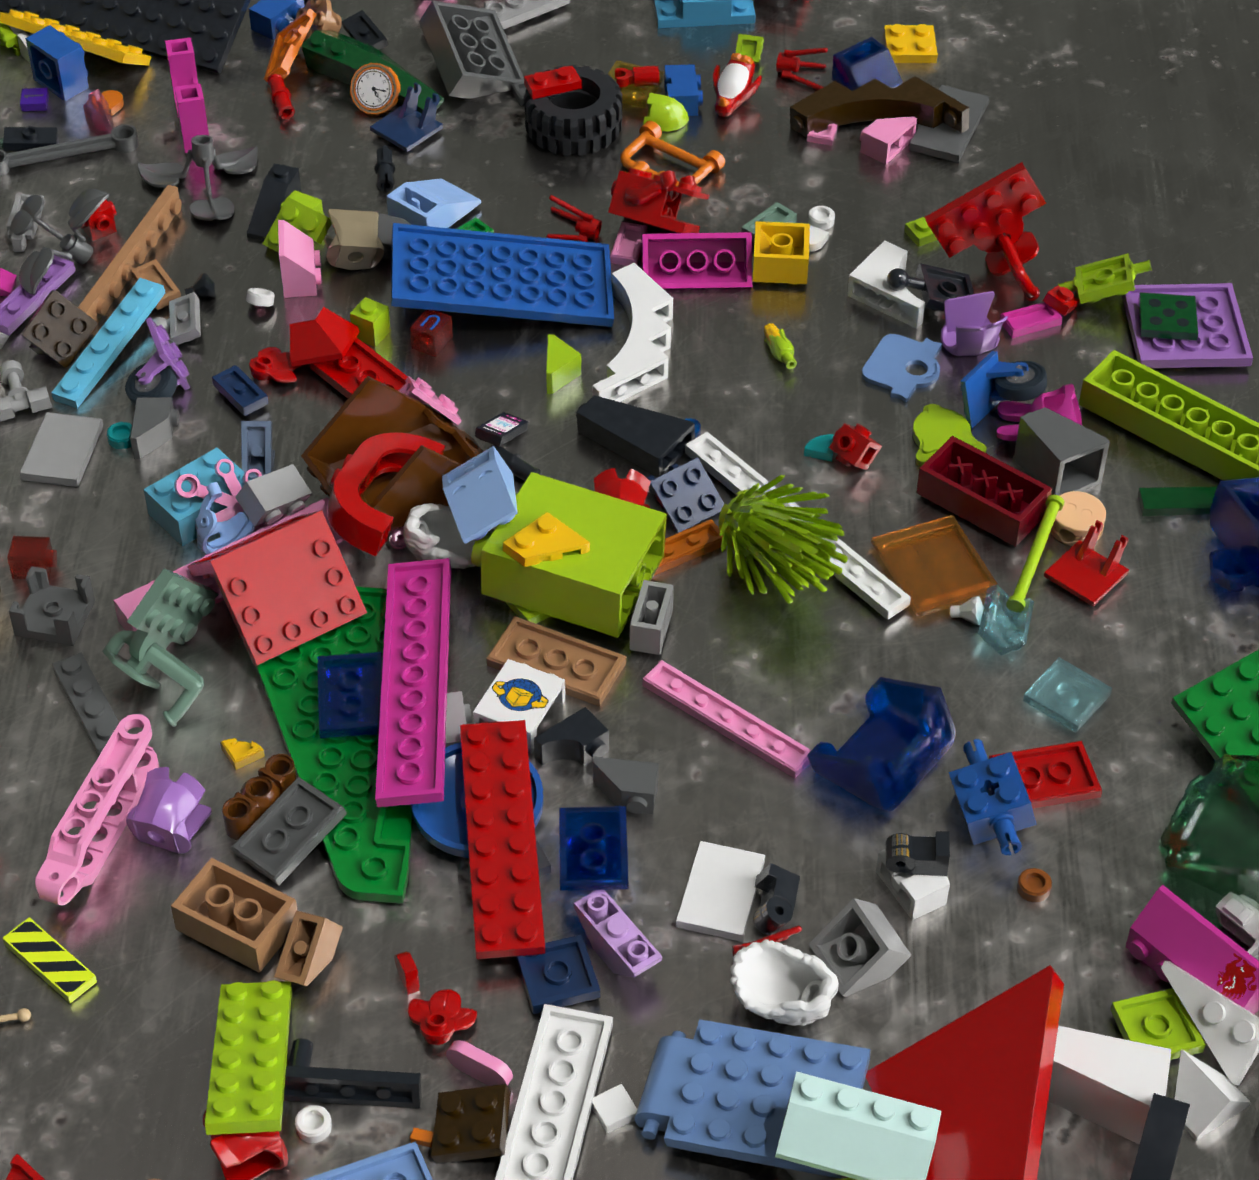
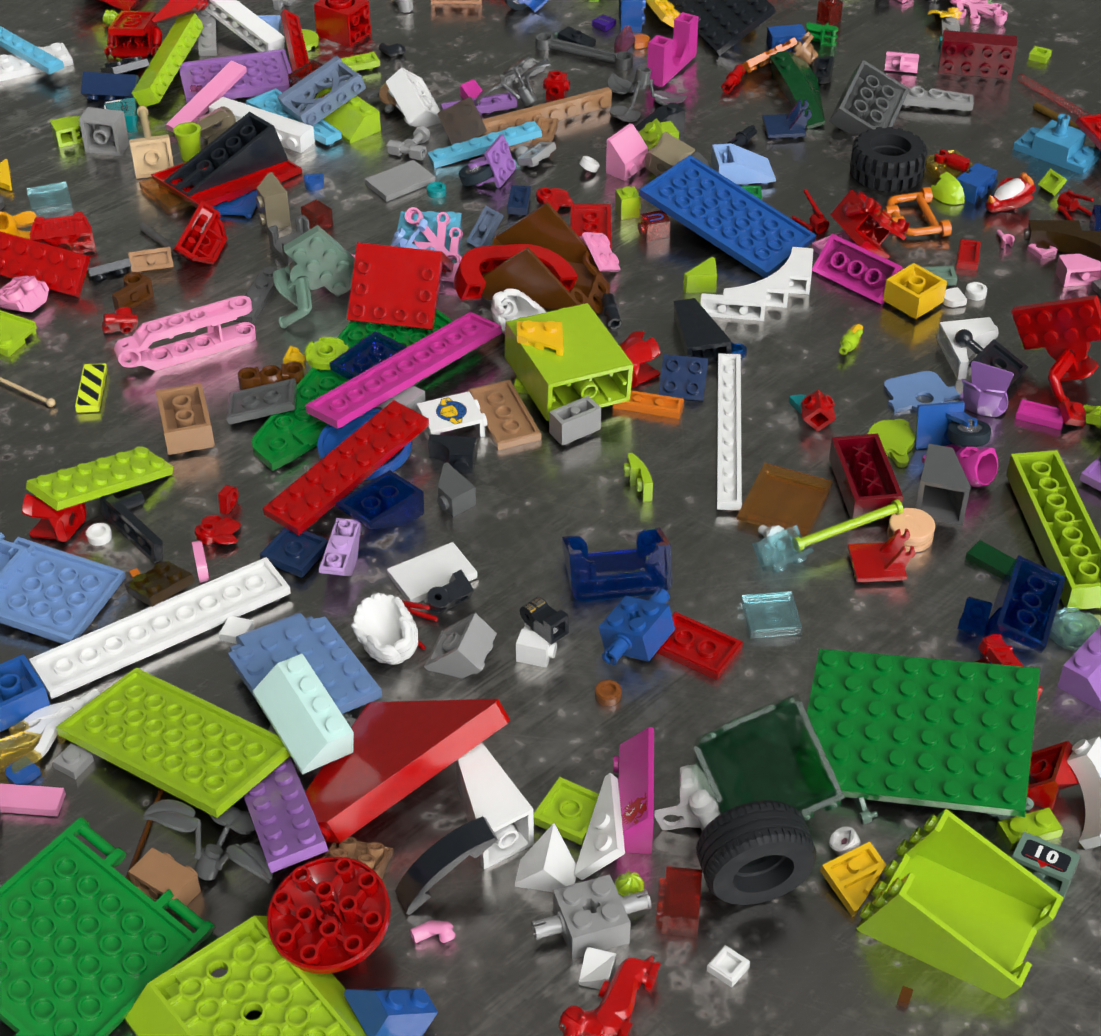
camera: 45 degrees right, 5 degrees down
(152, 424) = (452, 191): dark grey slope -> none
(168, 811) = (219, 357): medium lavender piece -> none
(202, 287) = (567, 145): black rock -> none
(273, 495) = (453, 242): light grey brick -> none
(287, 735) = (316, 353): none -> lime tile
(307, 948) = (196, 455): medium nougat slope -> none
(321, 339) = (587, 193): red slope -> none
(375, 88) = (785, 95): tile -> none
(480, 494) = (544, 296): light blue slope -> none
(501, 429) = (626, 289): tile -> none
(552, 82) = (882, 132): red plate -> none
(727, 719) = (554, 496): bright pink tile -> none
(763, 529) = (689, 413): lime plant -> none
(766, 179) = (968, 254): none -> red tile
(778, 632) = (639, 476): none -> lime slope
(782, 143) = (1005, 239): none -> bright pink hand

